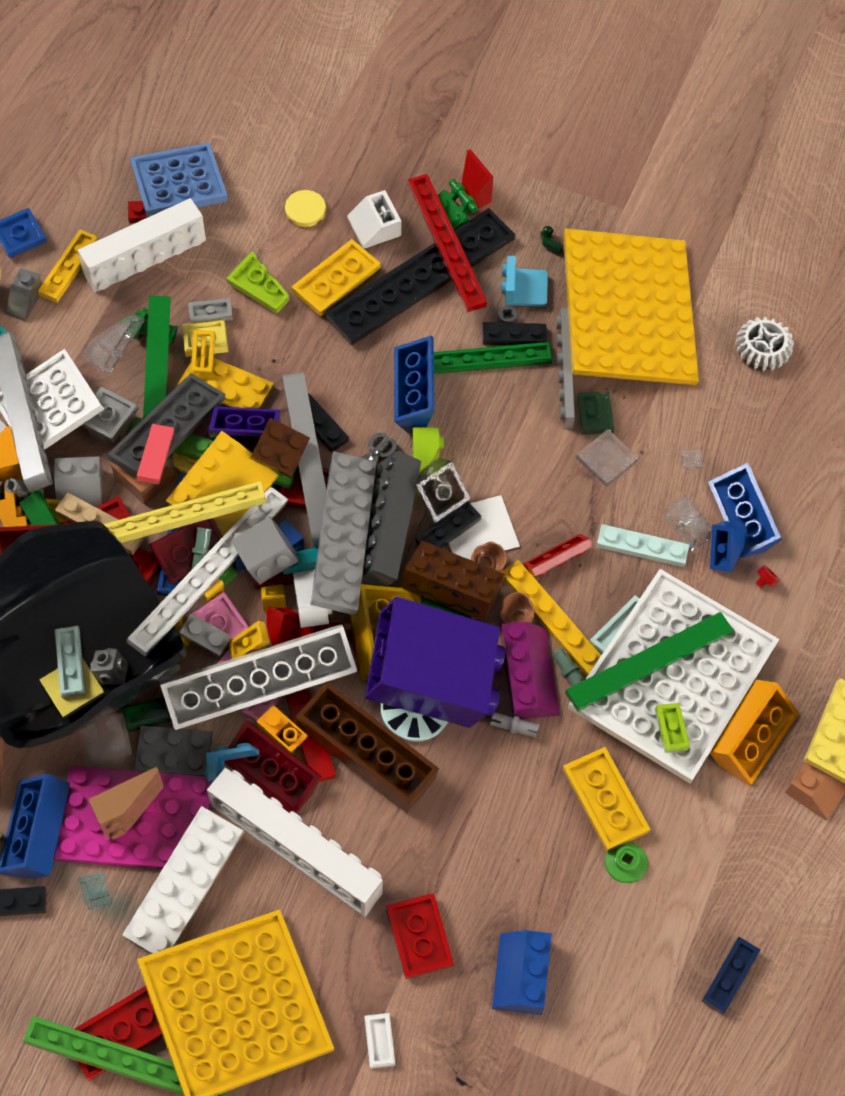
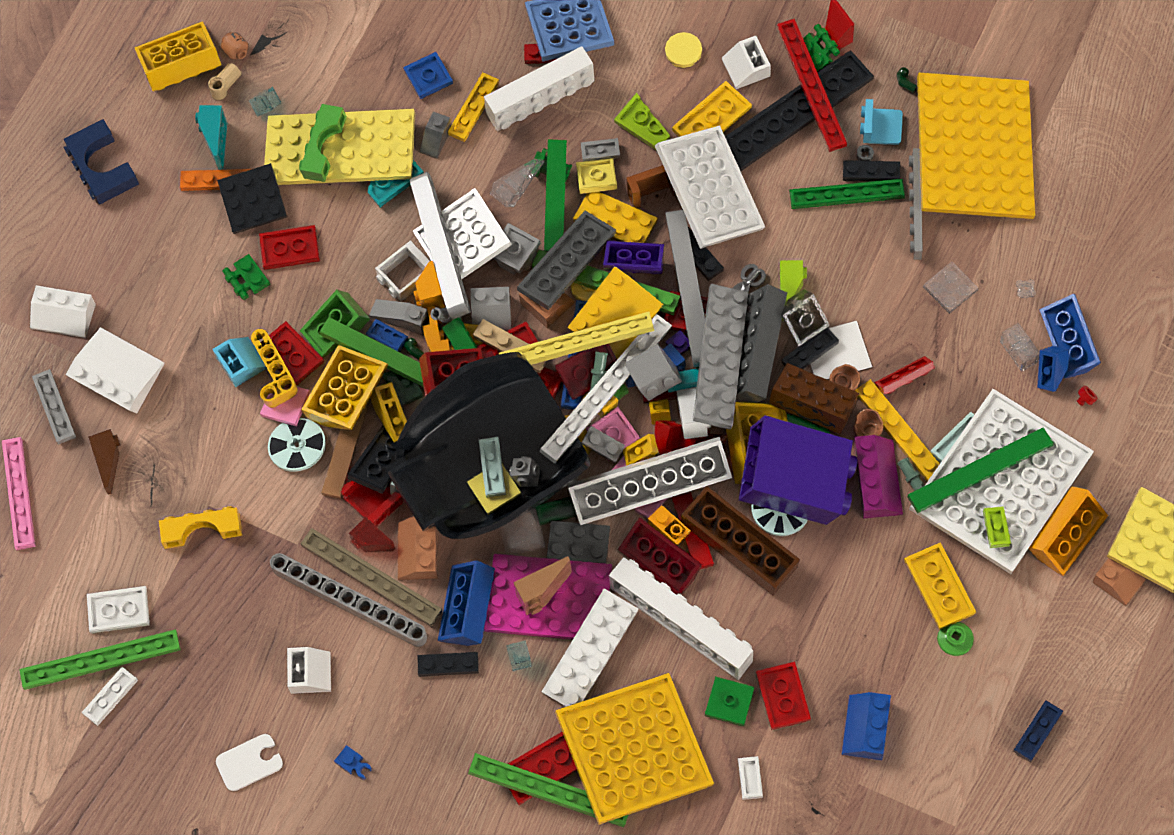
camera: 10 degrees right, 5 degrees up
(155, 454) = (558, 286): coral tile -> none
(202, 369) = (596, 174): yellow tile -> none
(216, 759) = (614, 550): dark azure bracket -> none
(266, 343) = (647, 183): none -> dark orange panel
(280, 448) = (665, 281): reddish brown plate -> none
(297, 519) = (680, 342): none -> dark purple plate
(332, 347) = (709, 186): none -> white plate
(354, 943) = (729, 701): none -> green plate
(414, 383) = (781, 220): blue slope -> none
(514, 725) = (864, 522): light grey pin -> none
(595, 413) = (941, 245): clear green plate -> none
(642, 545) = (979, 367): light aqua plate -> none
(760, 349) = (1092, 188): white gear -> none

